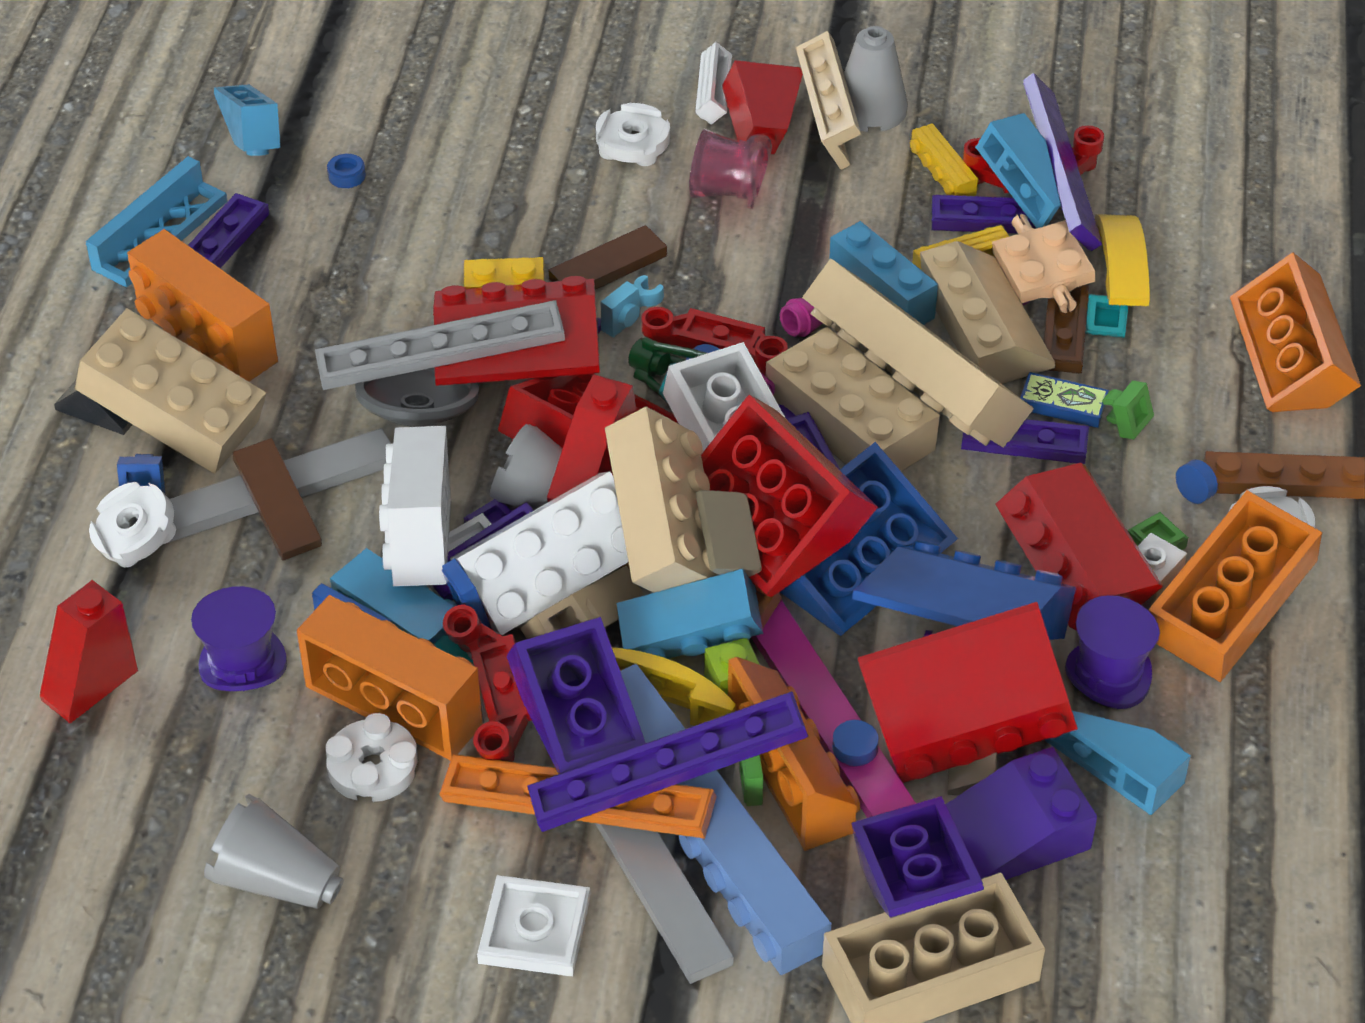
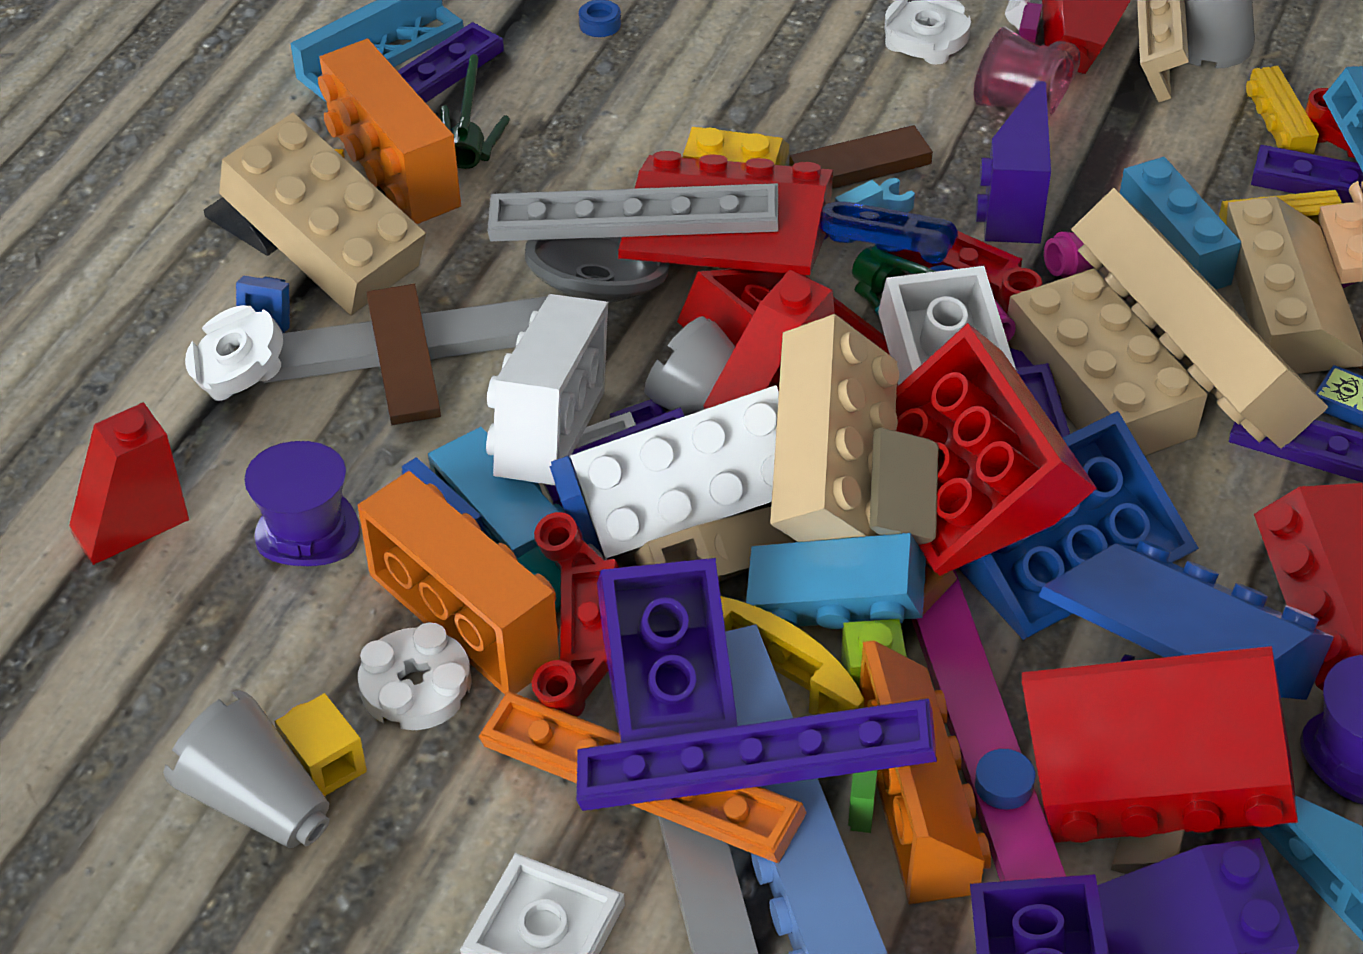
camera: 15 degrees right, 0 degrees up
(278, 305) = (468, 137): none -> dark green plant
(321, 821) = (323, 743): none -> yellow brick
(654, 322) = (889, 229): none -> clear blue plate
(720, 117) = (1030, 22): none -> magenta tile
(746, 256) = (1017, 174): none -> dark purple slope

